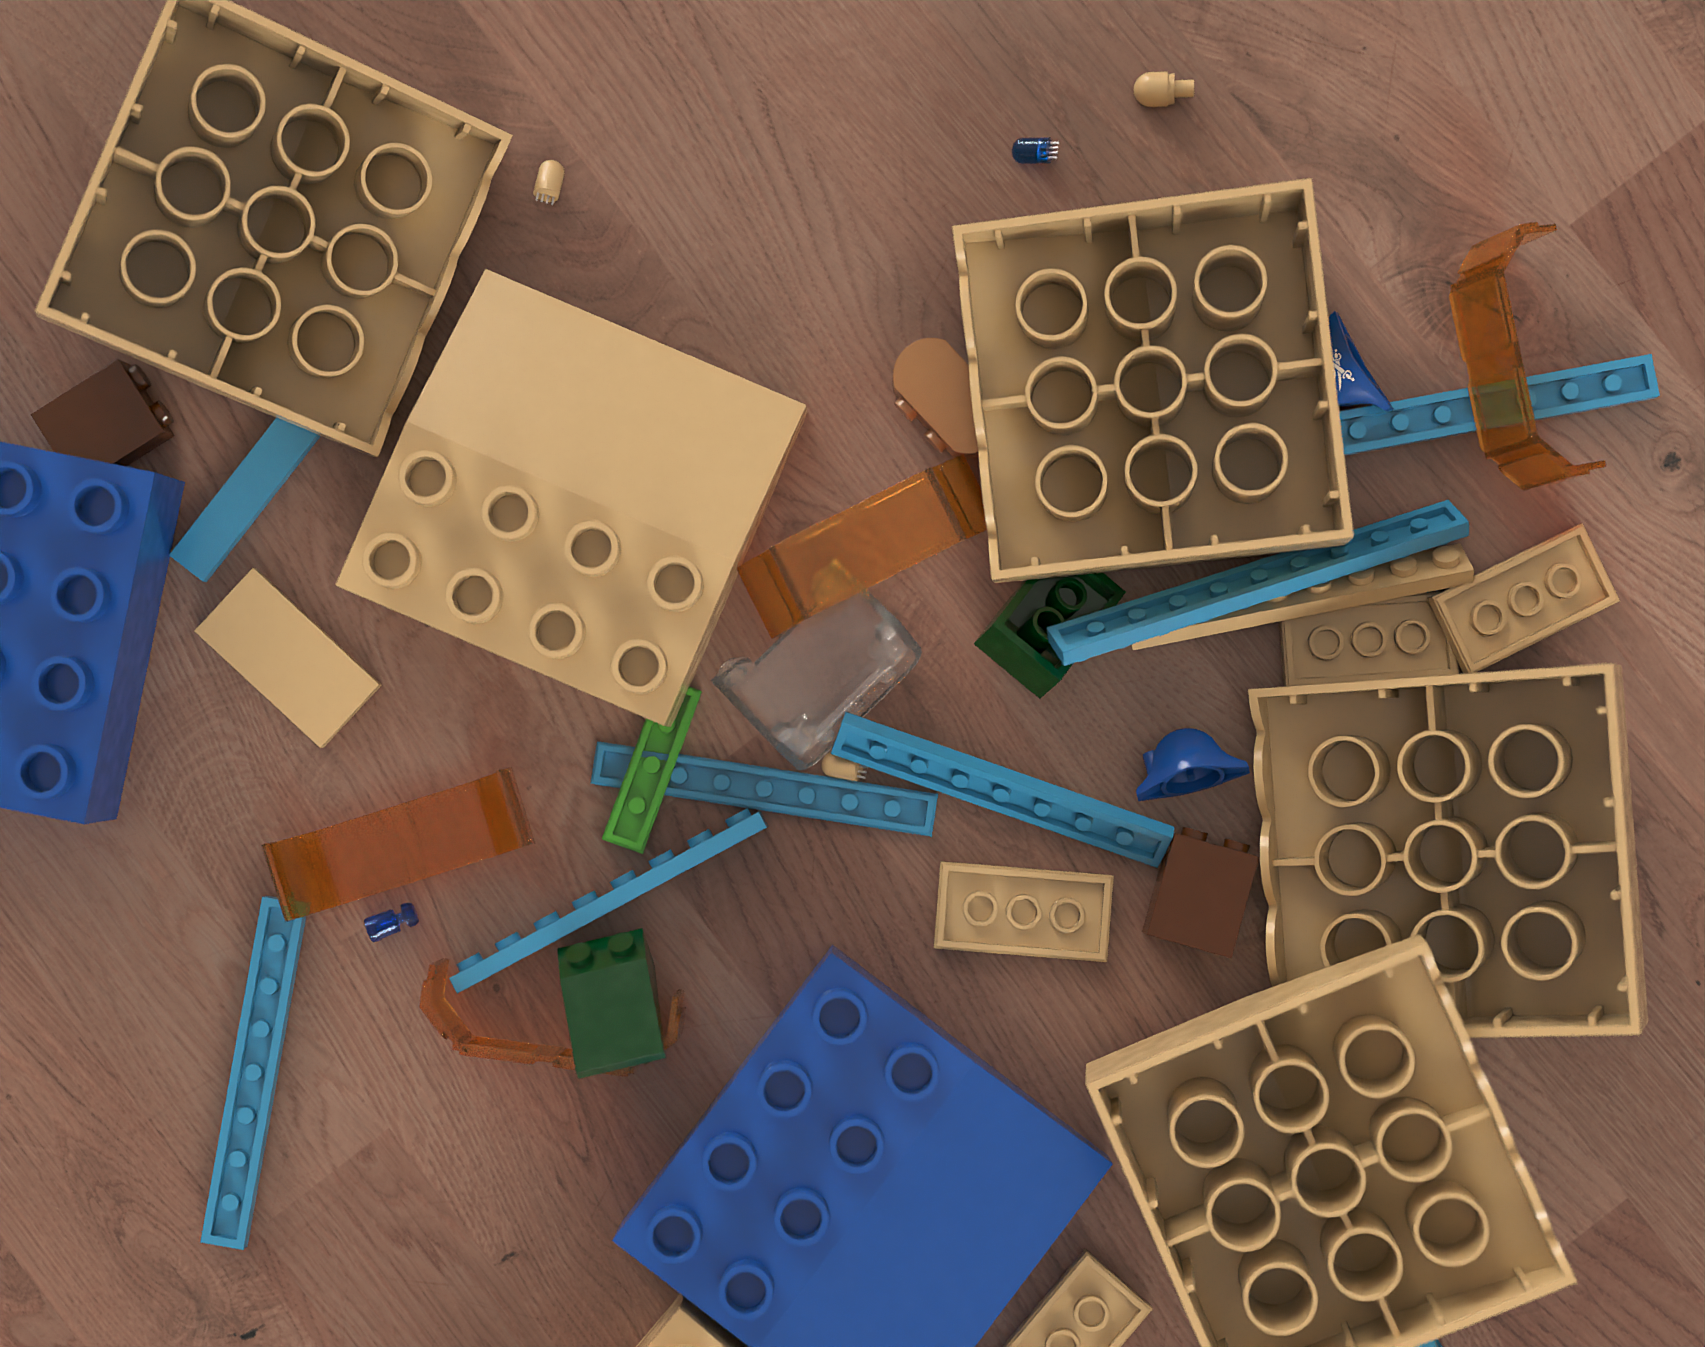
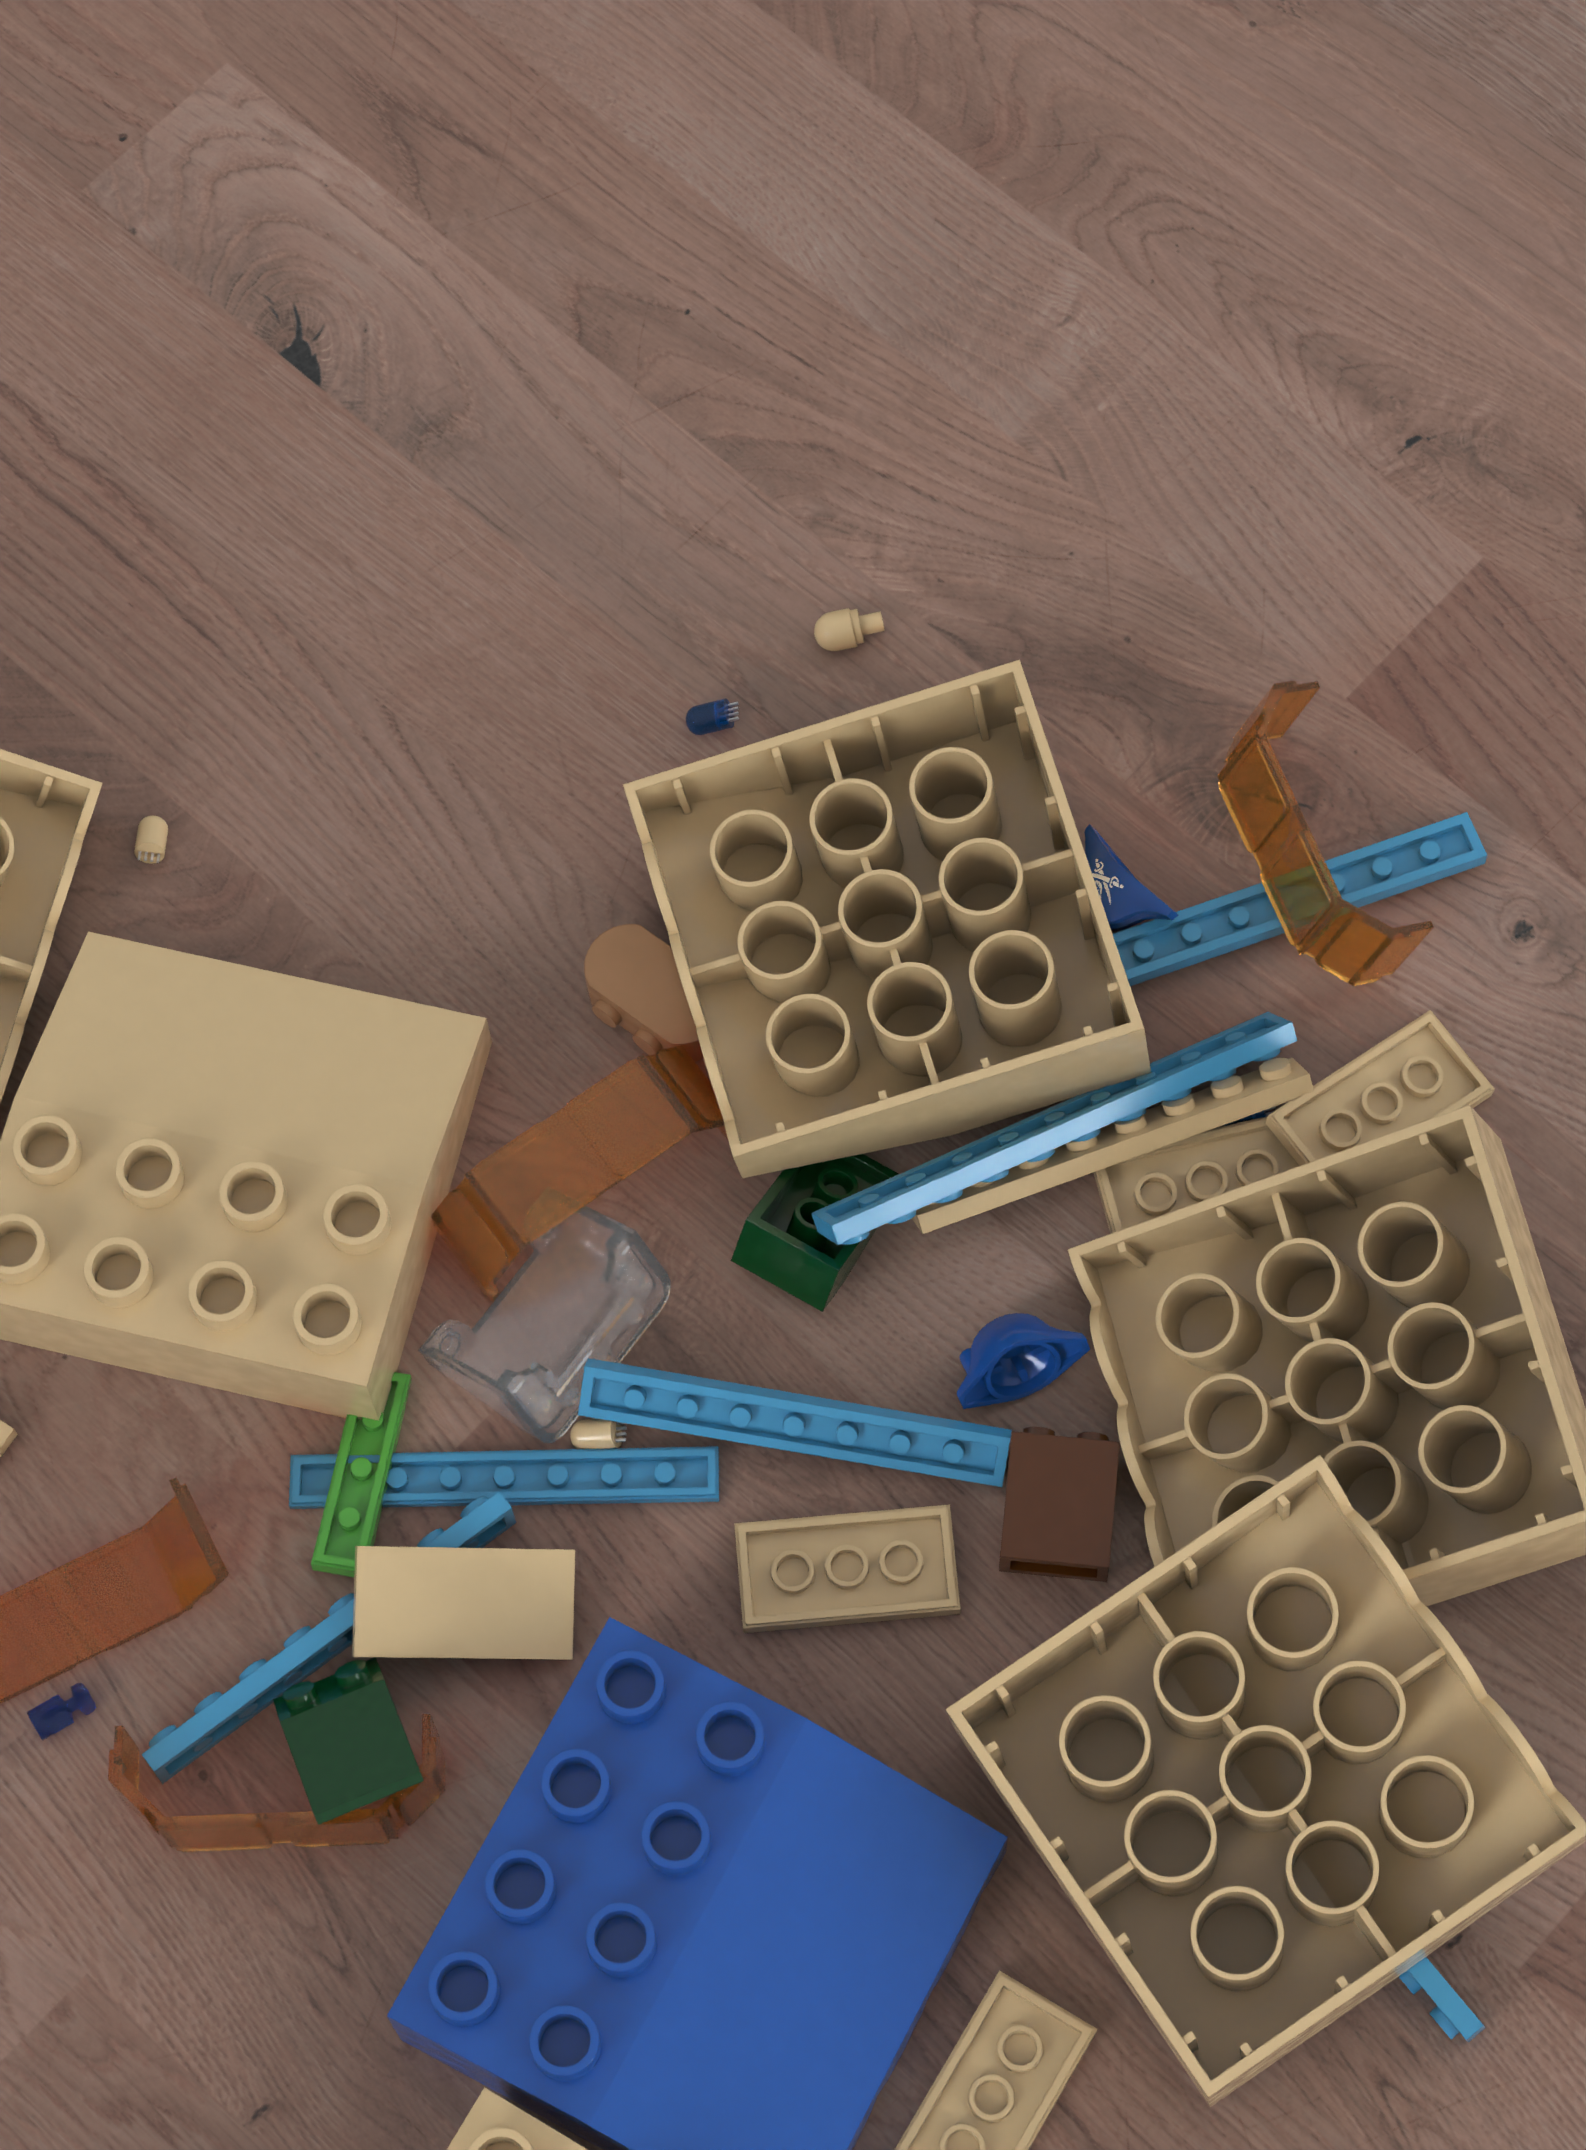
camera: 10 degrees left, 20 degrees down
(717, 897) = (463, 1602): none -> tan tile

